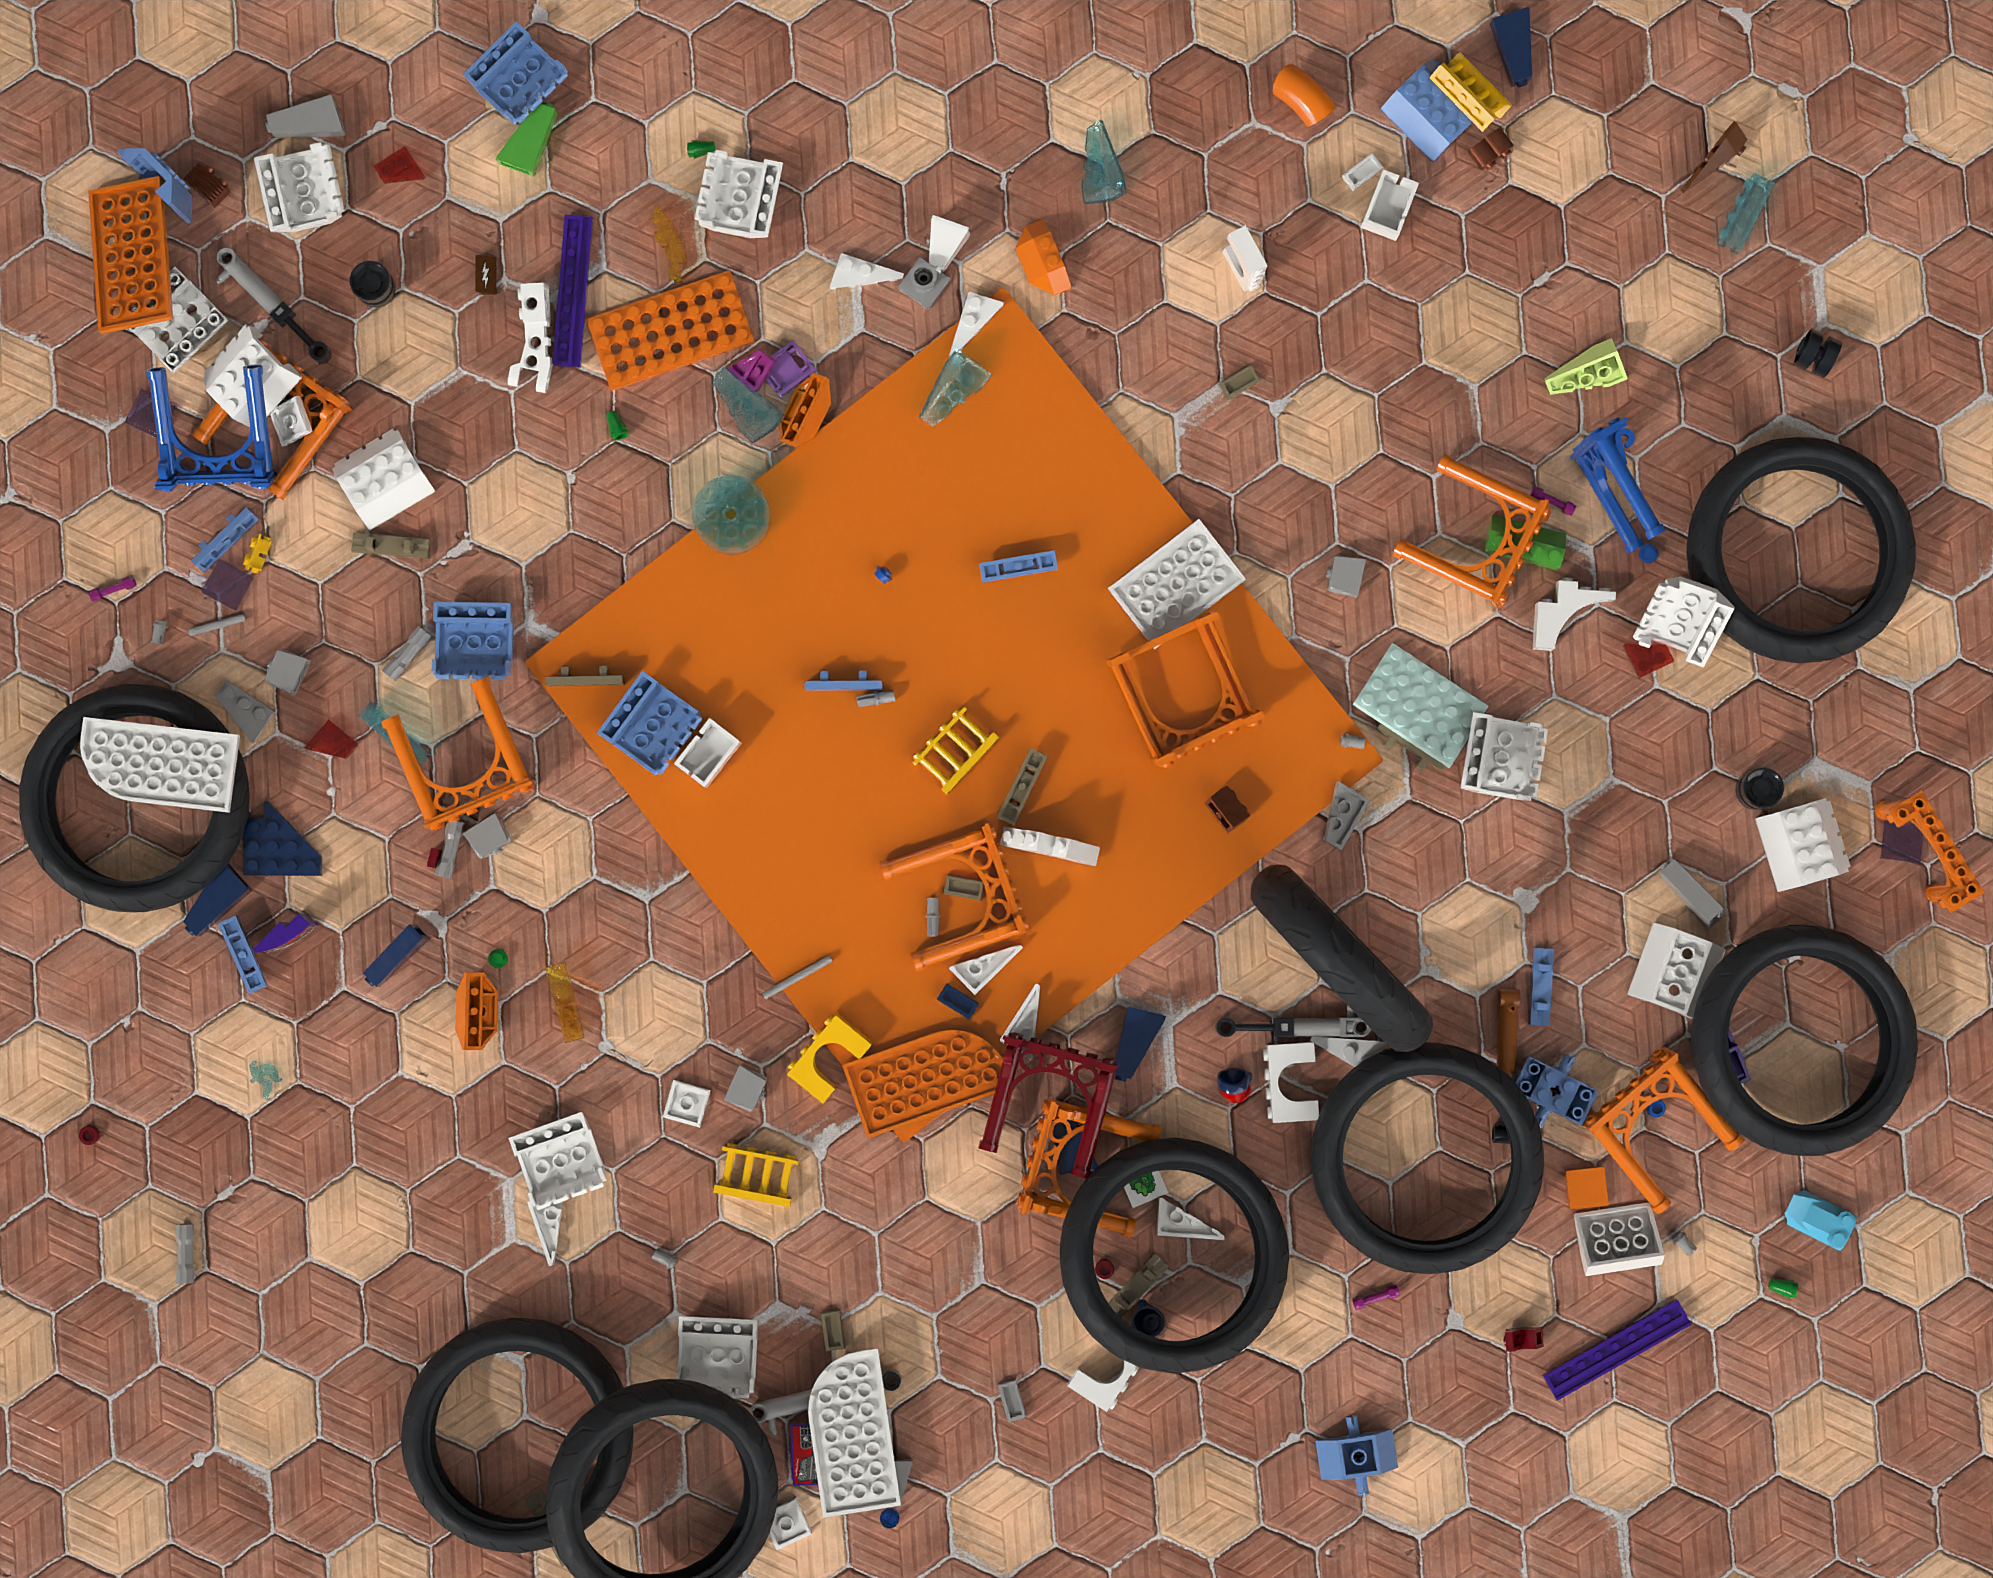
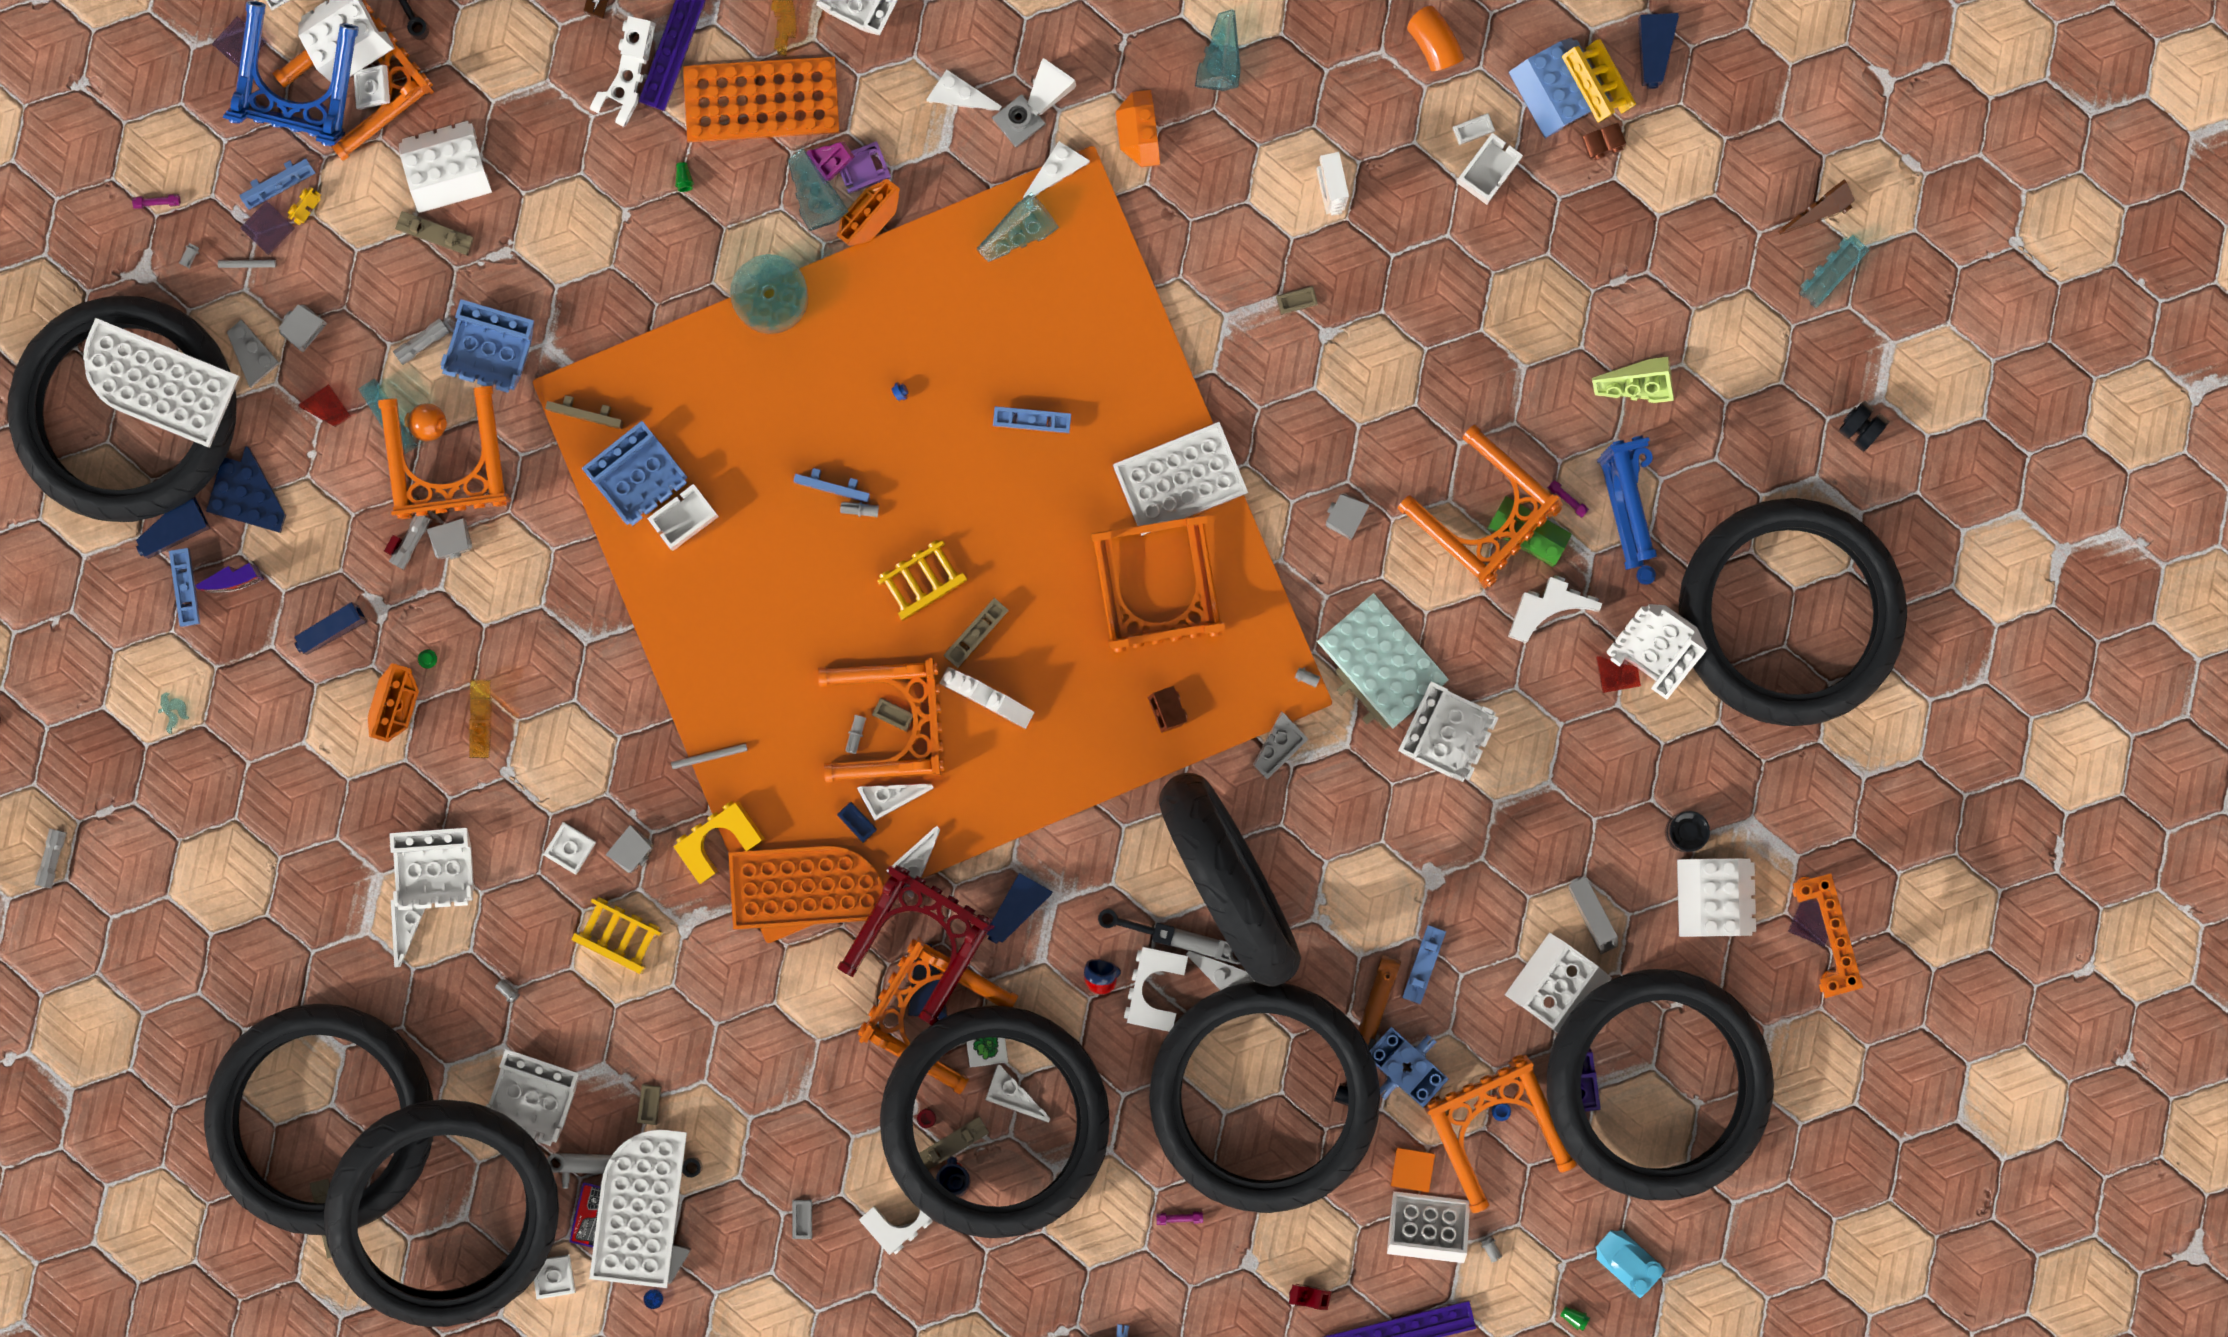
camera: 15 degrees right, 0 degrees up
(433, 730) = (426, 422): none -> orange brick

